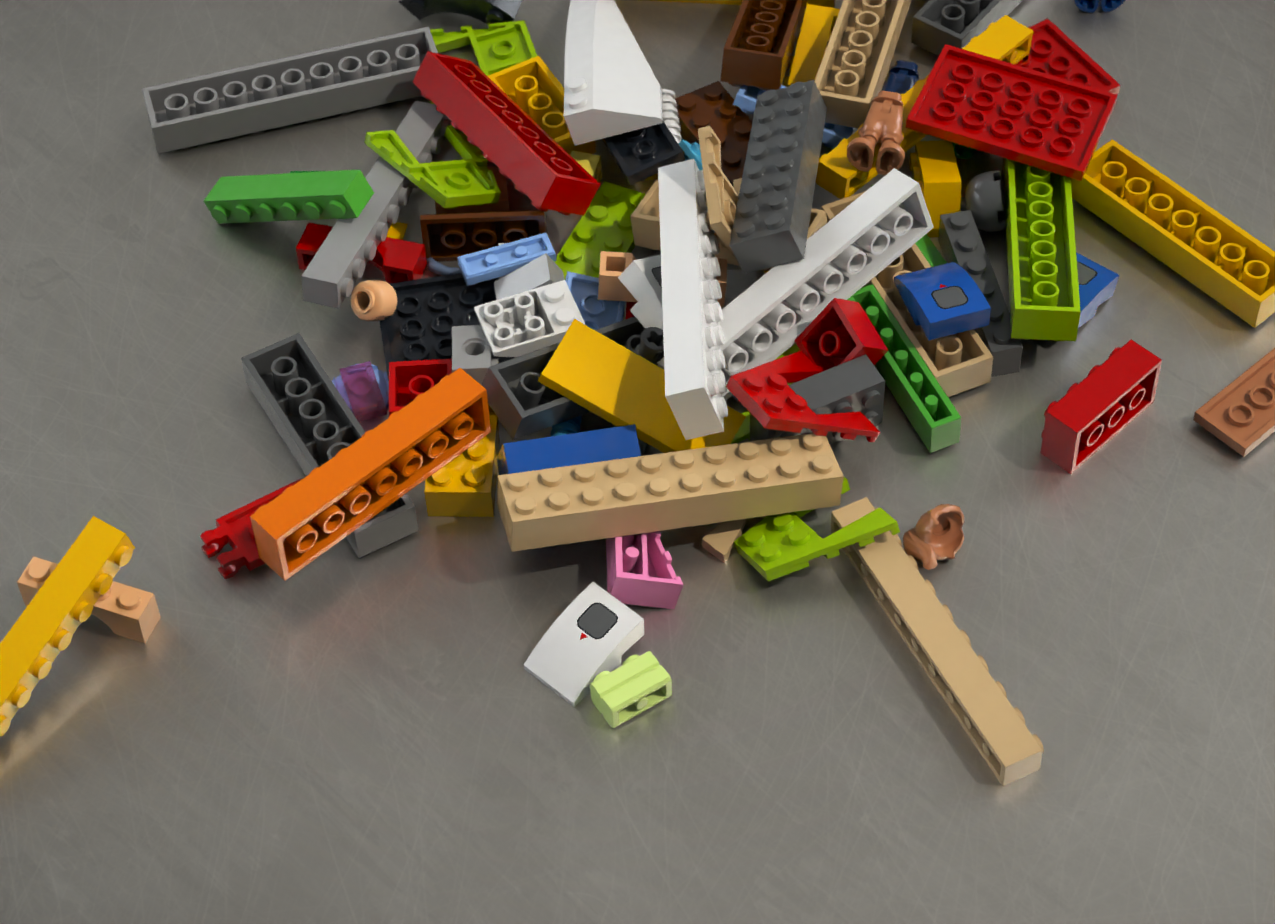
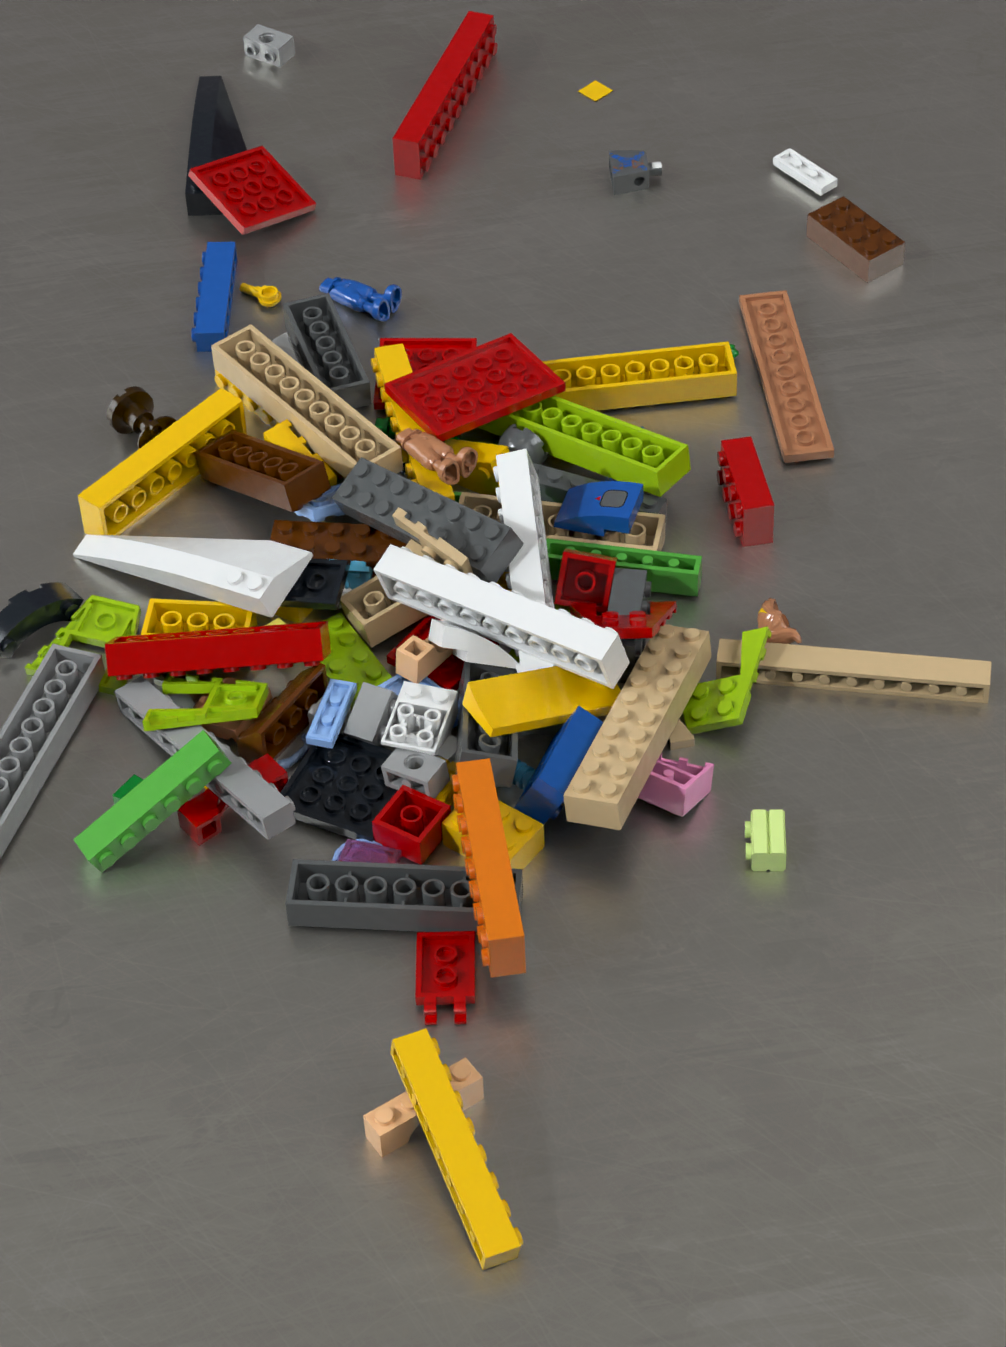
camera: 55 degrees left, 5 degrees down
(373, 300) = (310, 805): light nougat head -> none
(584, 642) = (709, 845): white slope -> none
(651, 345) = (508, 663): dark grey bush -> none

